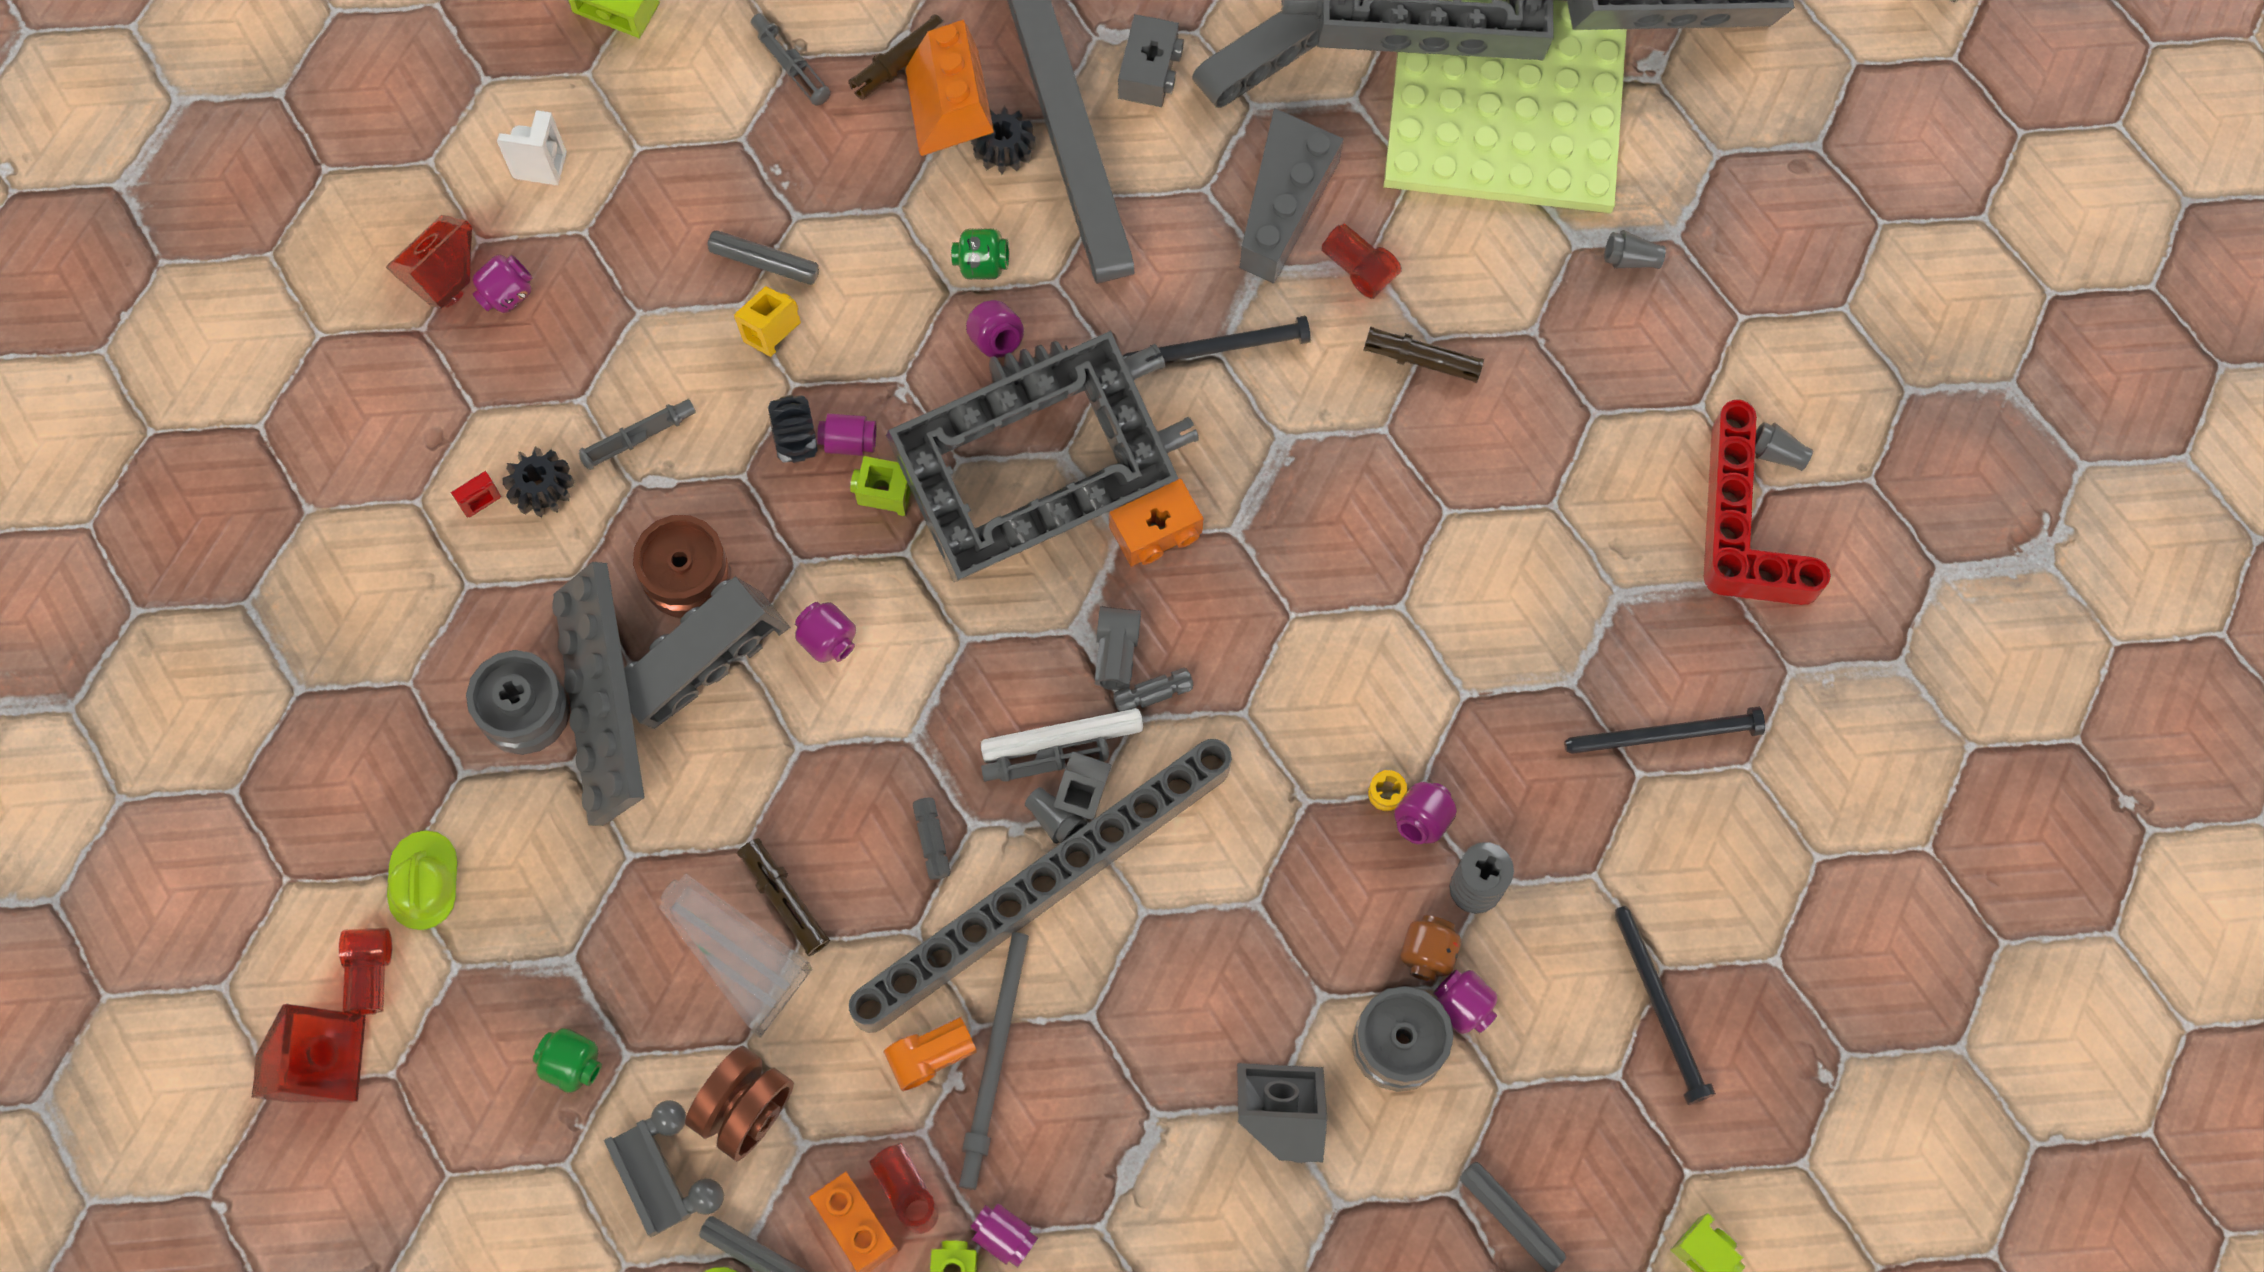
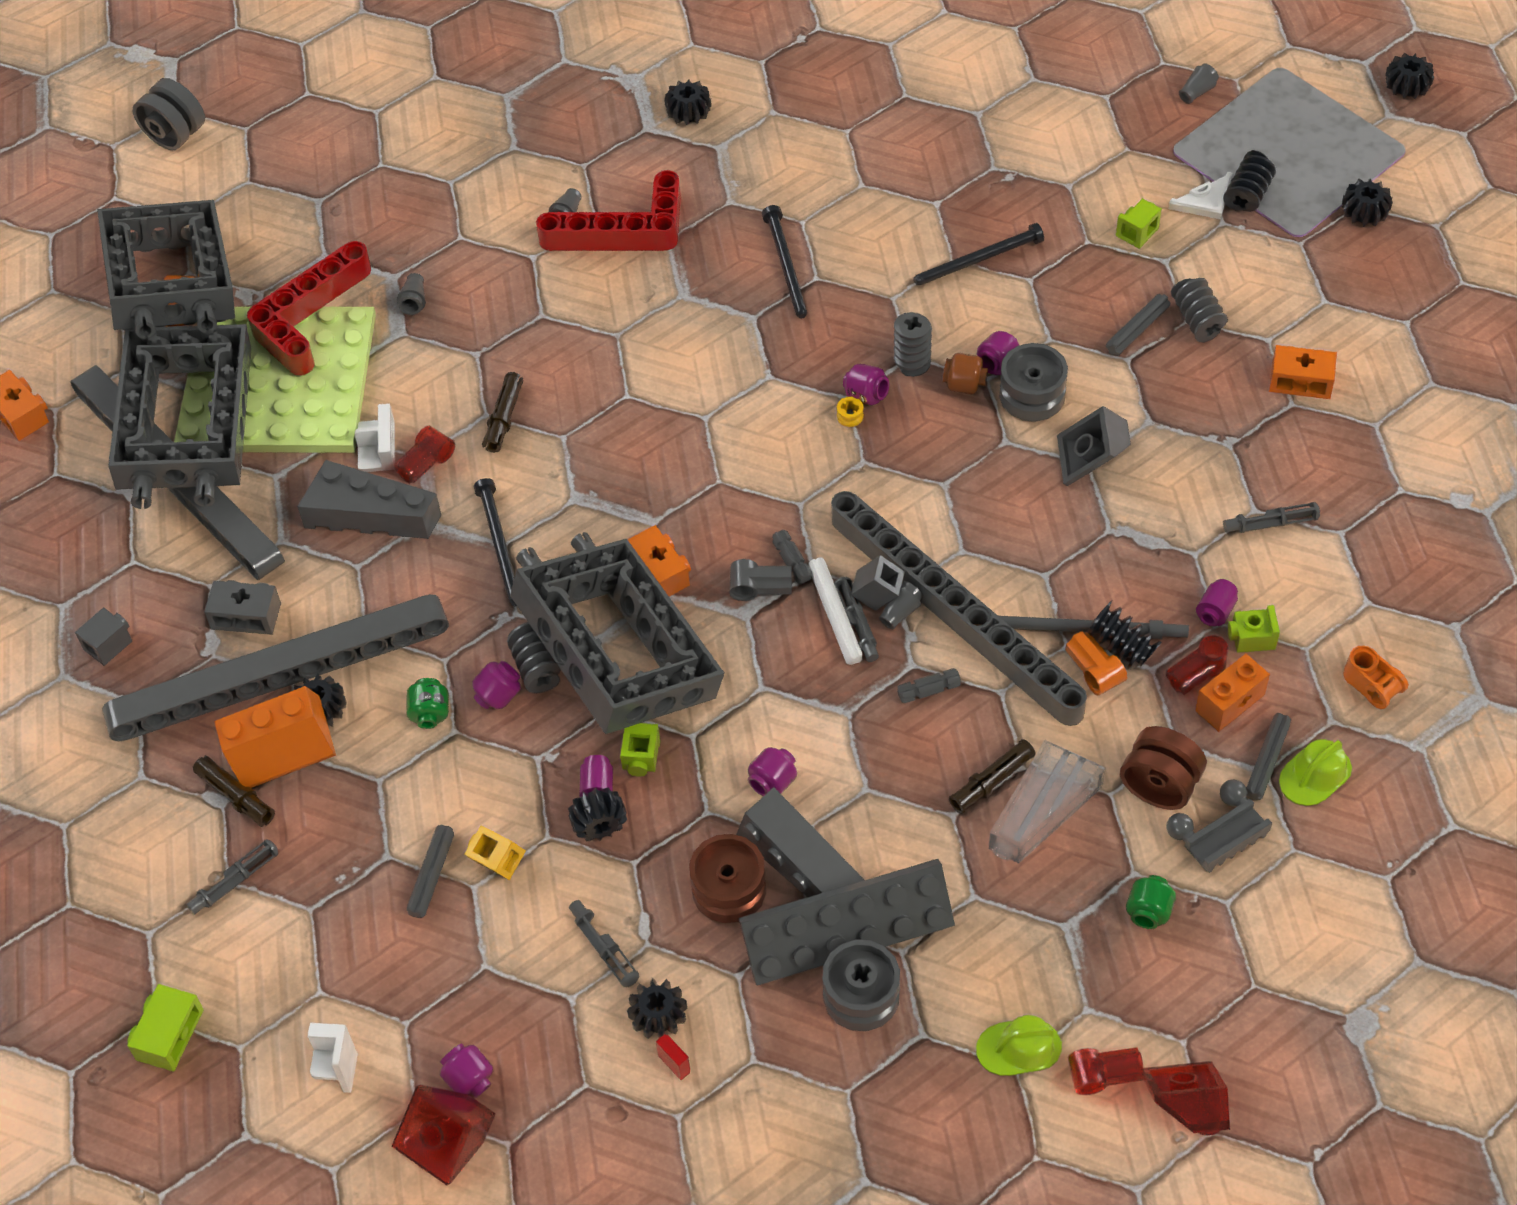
camera: 90 degrees left, 15 degrees down
(954, 1093) = (1123, 636): none -> black piece
(1391, 209) = (377, 442): none -> white panel
(1605, 113) = (276, 315): none -> red beam
(1980, 621) = (688, 102): none -> black gear

